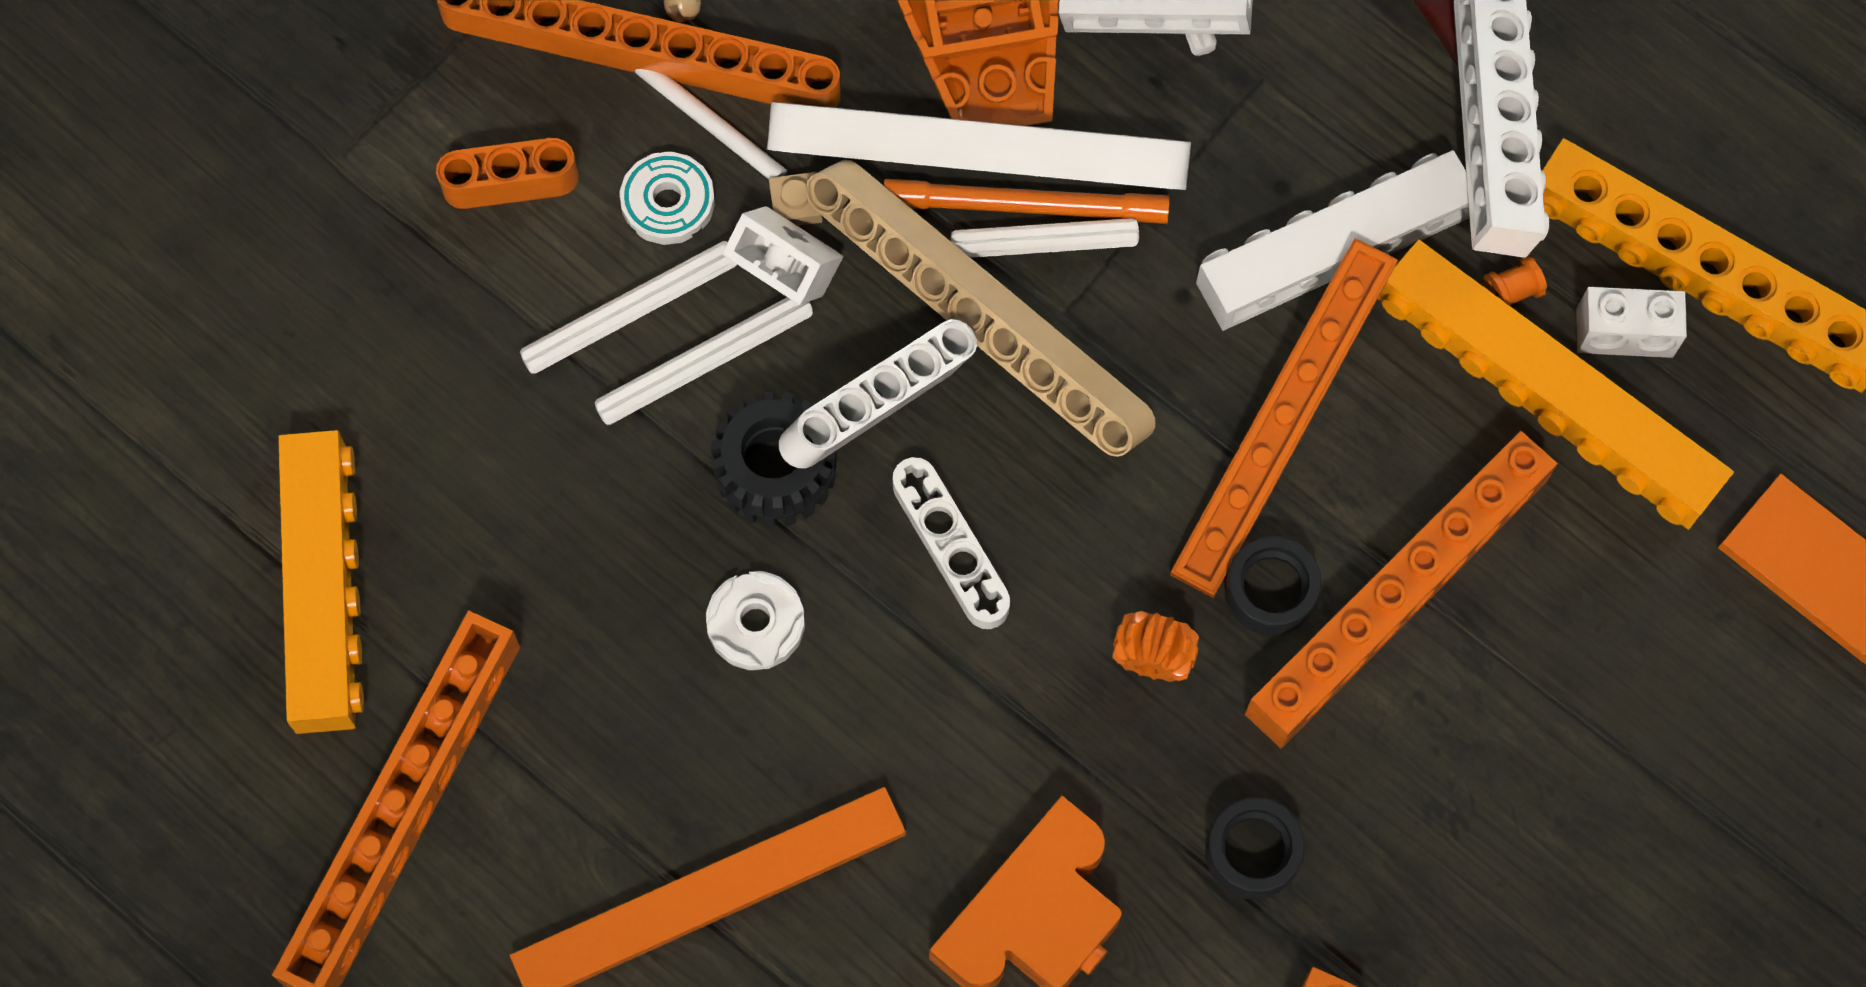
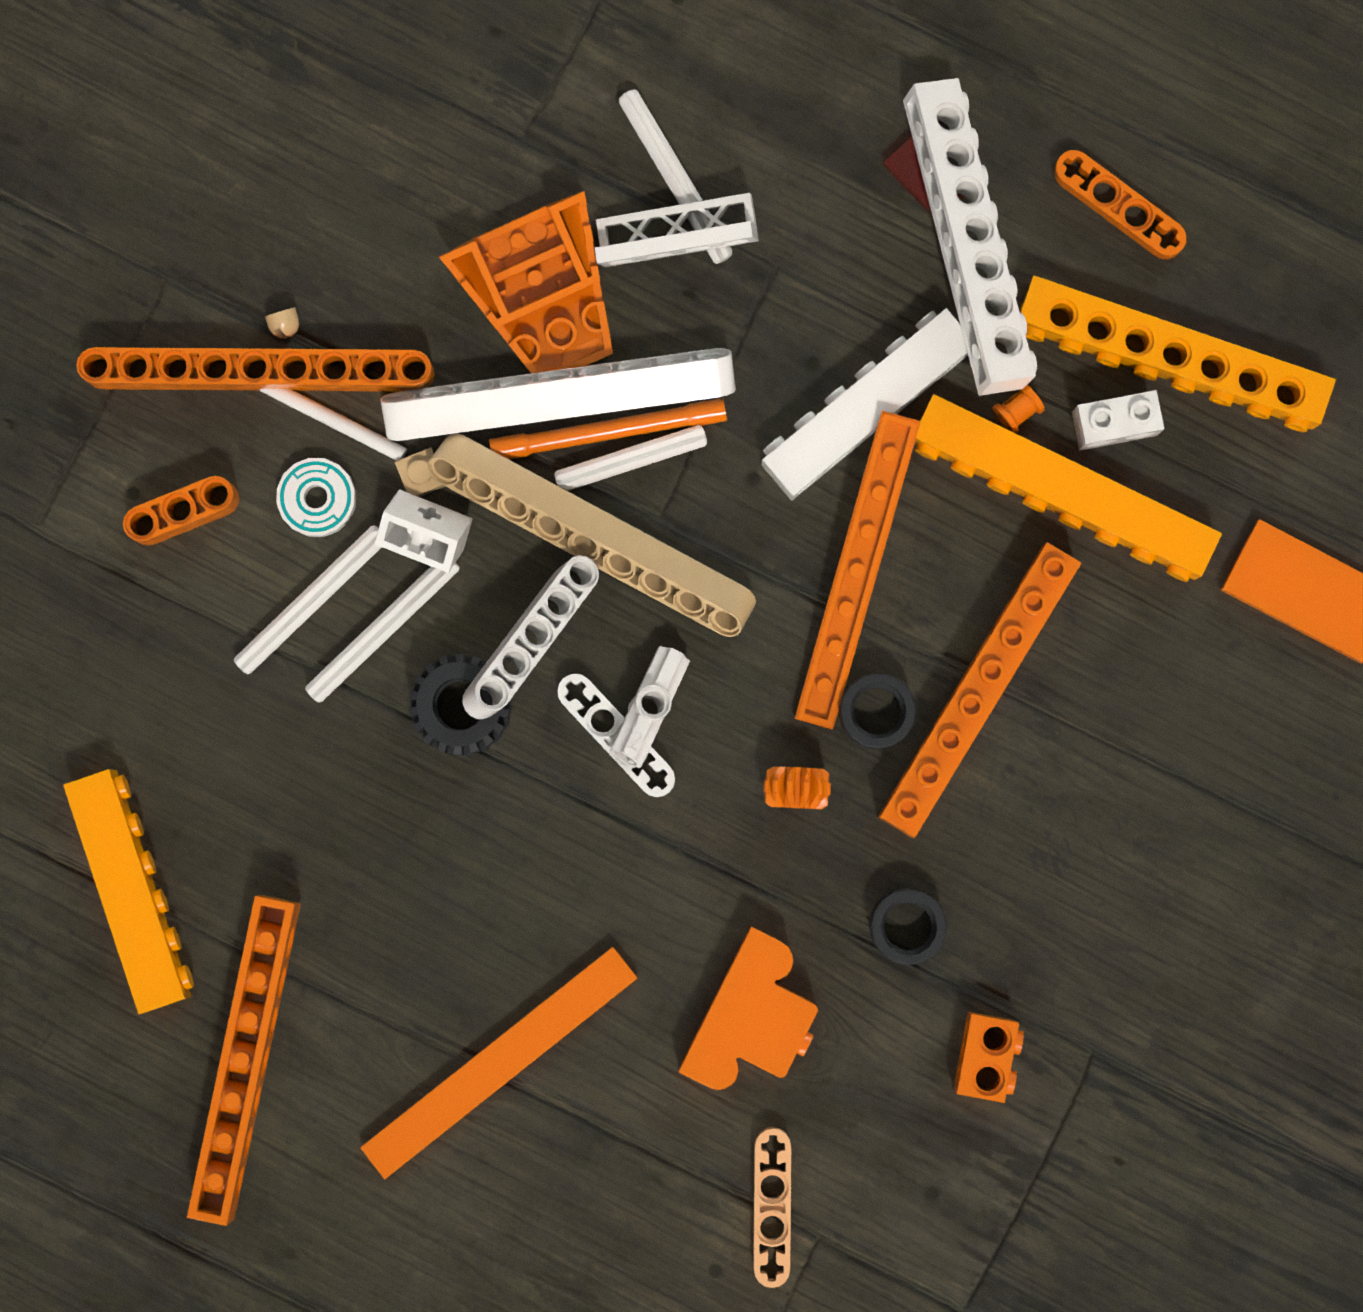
camera: 10 degrees left, 15 degrees up
(760, 648) = (455, 829): white tile -> none
(985, 528) = (638, 726): none -> white piece
(1670, 100) = (1115, 210): none -> orange beam

